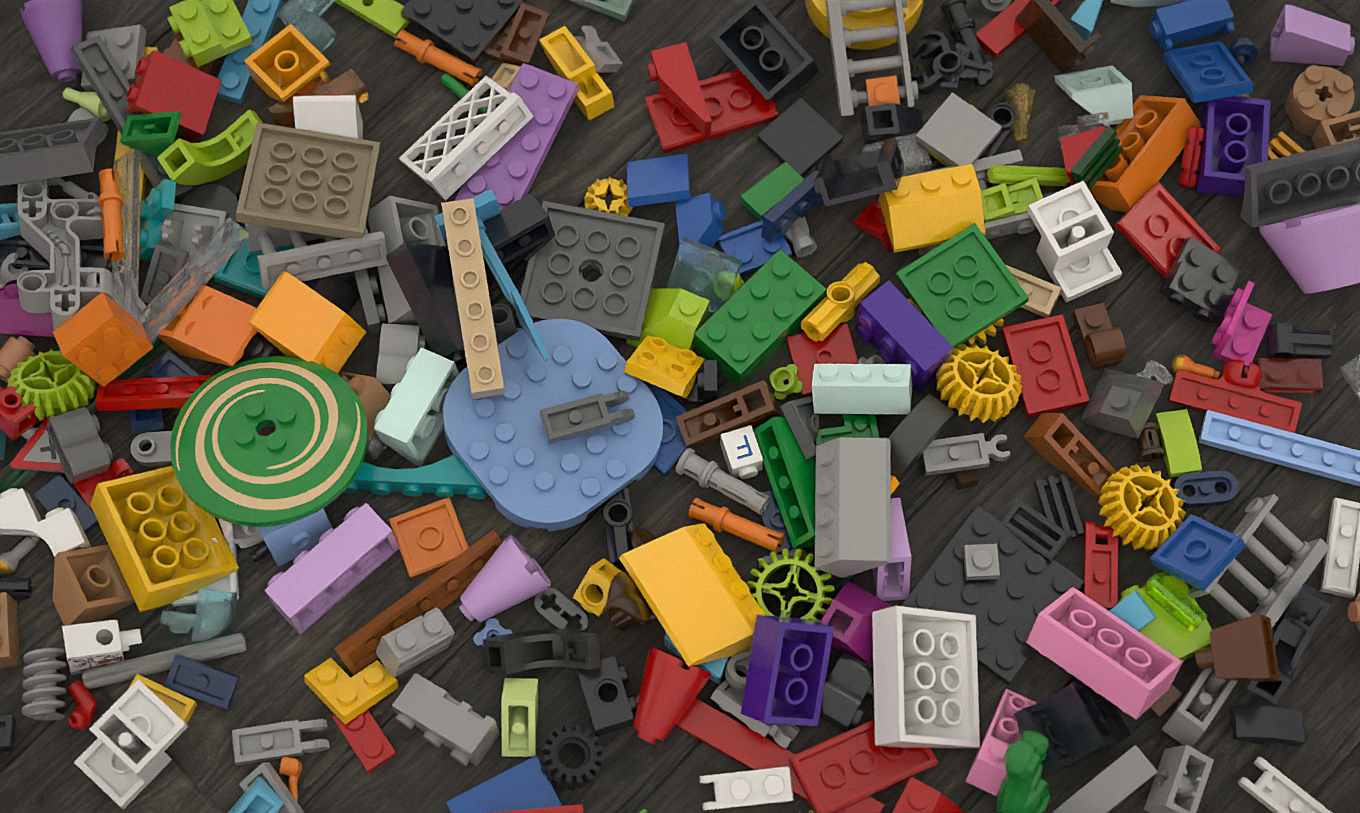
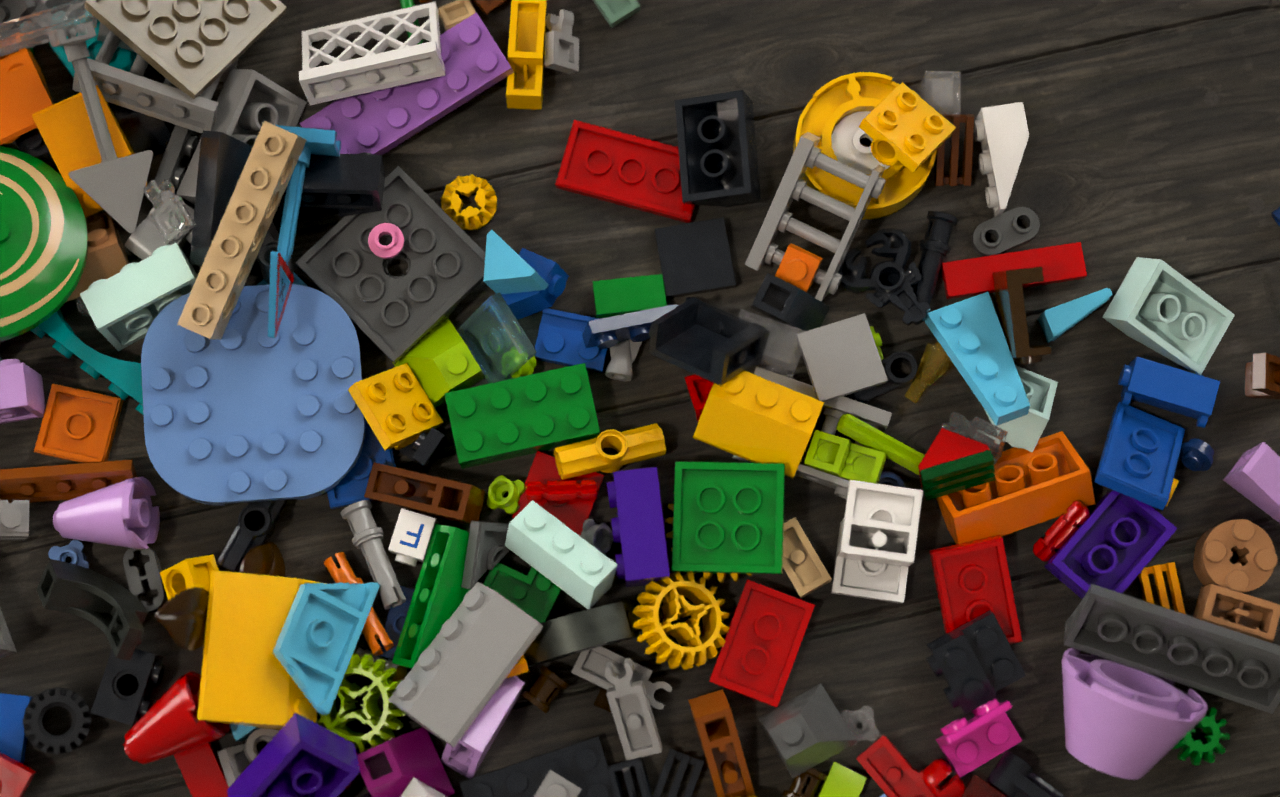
camera: 35 degrees right, 10 degrees up
(342, 334) = (115, 182): none -> light grey piece
(400, 333) = (170, 212): none -> clear plate
(519, 717) = (39, 650): yellowish green slope -> none
(577, 262) = (386, 251): none -> bright pink plate
(584, 416) = (275, 411): dark grey hinge -> none
(658, 180) = (523, 215): blue tile -> none
(679, 84) = (613, 122): red slope -> none
(681, 215) = (507, 271): none -> medium azure slope
(734, 554) = (323, 636): none -> medium azure wing
(827, 348) = (561, 490): none -> red axle
(916, 497) = (545, 689): none -> dark brown bush
(993, 468) = (632, 713): none -> light grey plate
(1051, 71) = (980, 352): none -> medium azure wing
(1101, 341) = (837, 647): reddish brown plate -> none
(1184, 363) = (898, 733): orange piece -> none

